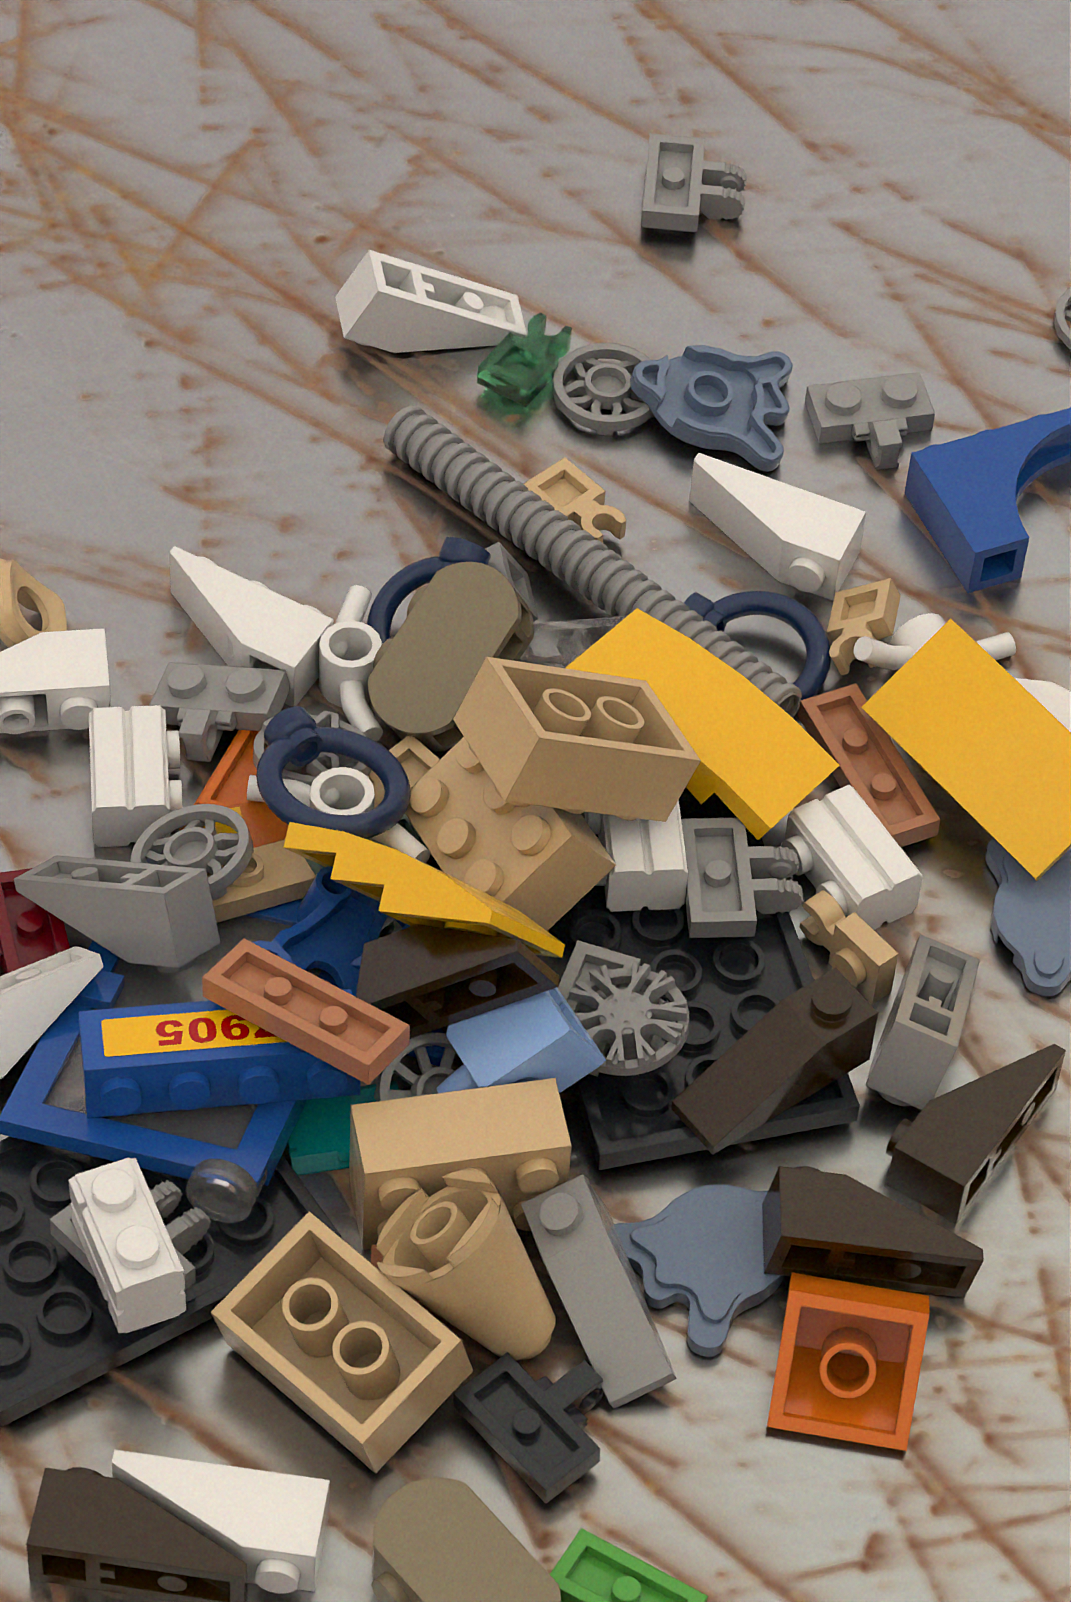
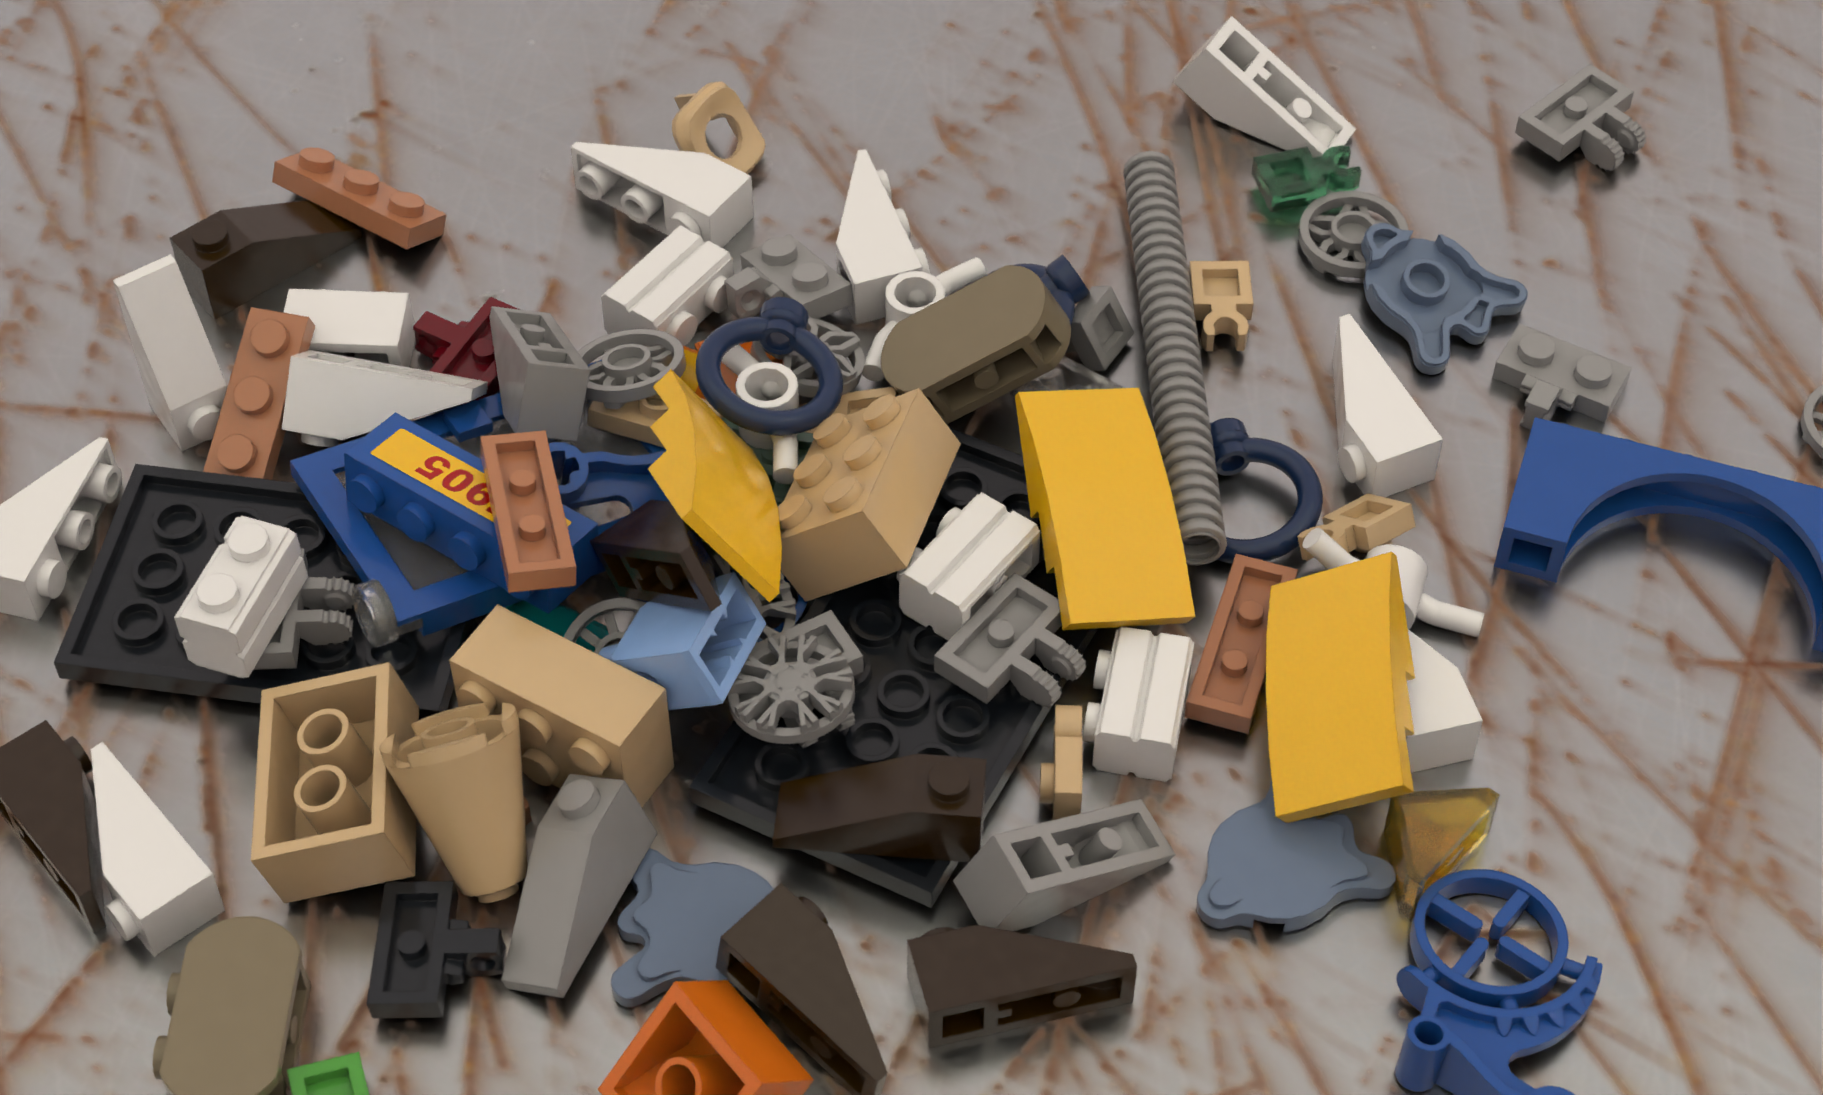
camera: 45 degrees right, 0 degrees up
(575, 740) = (935, 439): tan brick -> none

